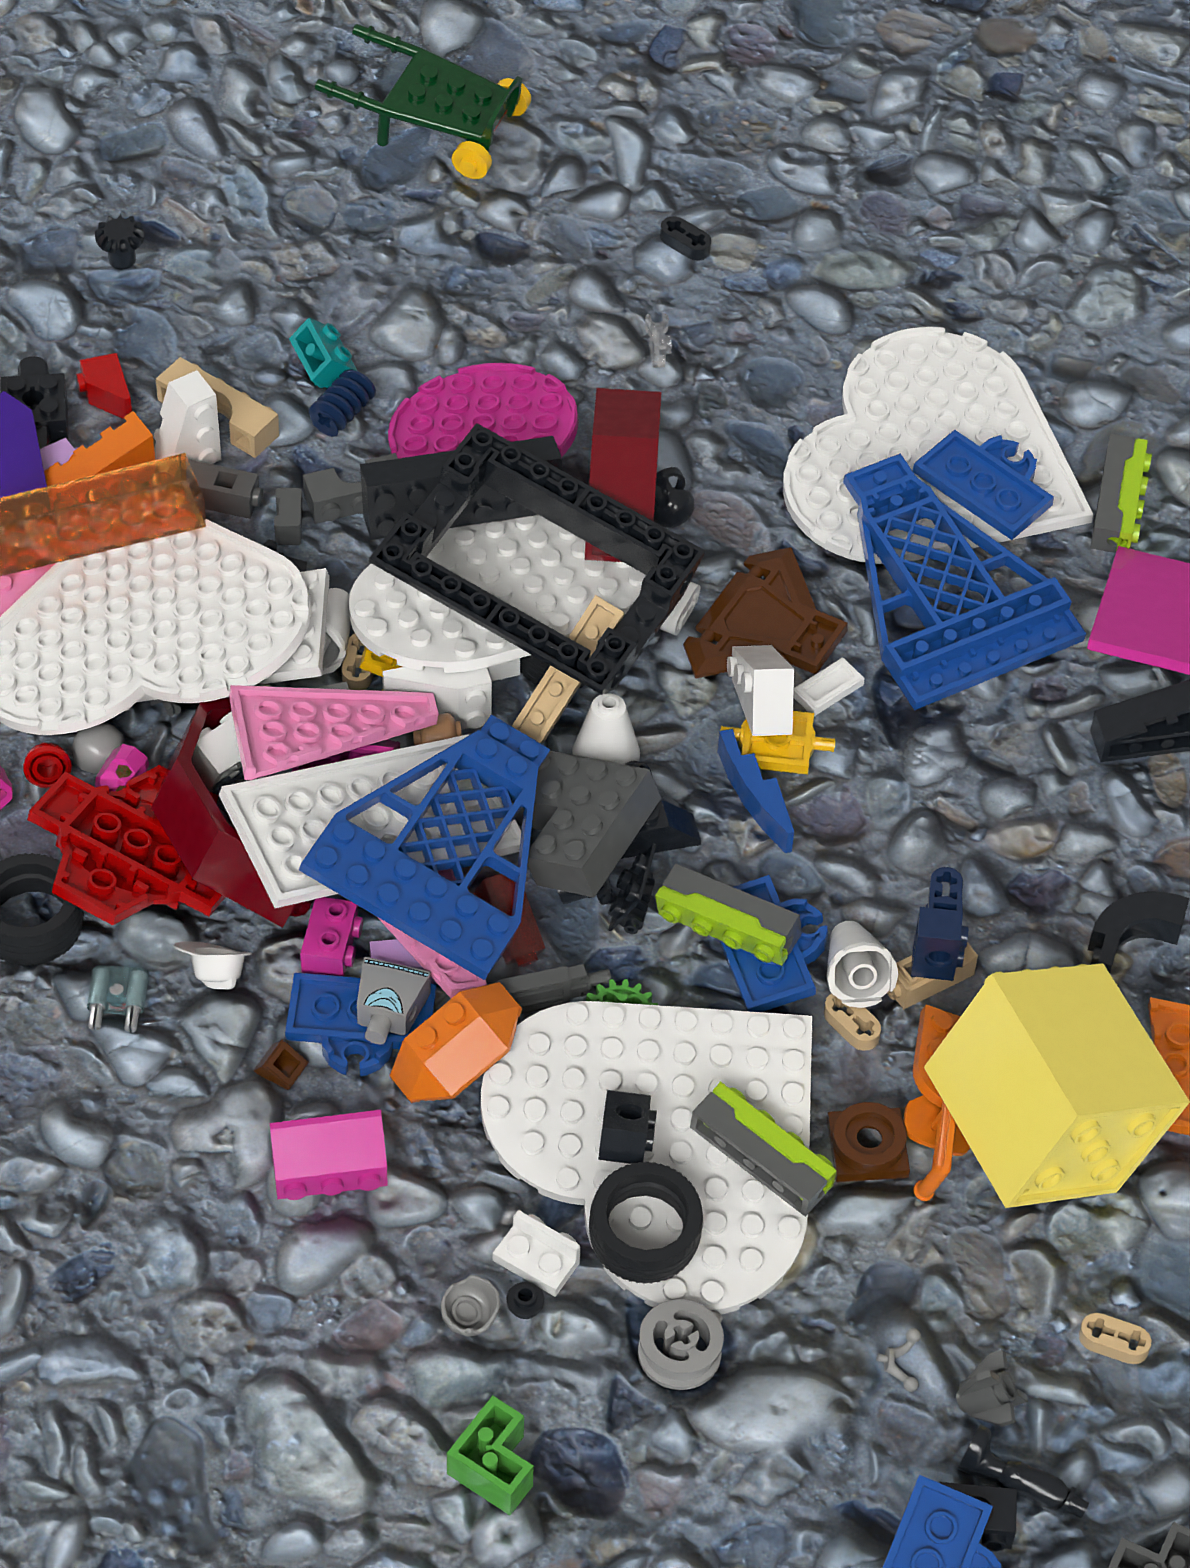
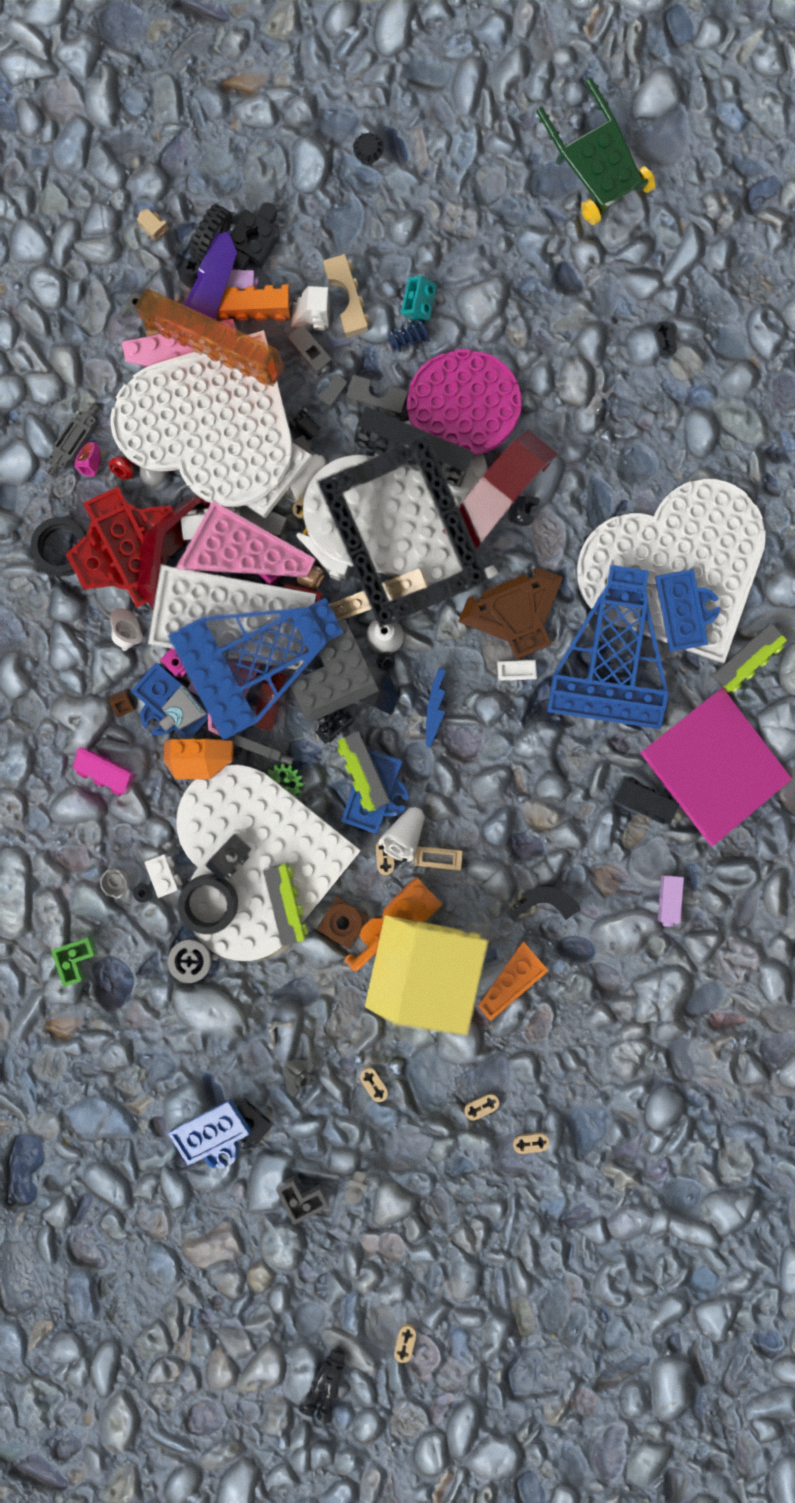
camera: 40 degrees right, 35 degrees up
(105, 384) = (300, 243): red slope -> none
(117, 992) = (75, 615): clear light blue piece -> none
(121, 766) = (150, 496): dark pink rock -> none
(764, 688) = (477, 658): white wedge -> none
(784, 752) = (467, 685): yellow plate -> none
(939, 930) = (441, 859): dark blue brick -> none
(1031, 1483) = (279, 1118): black piece -> none

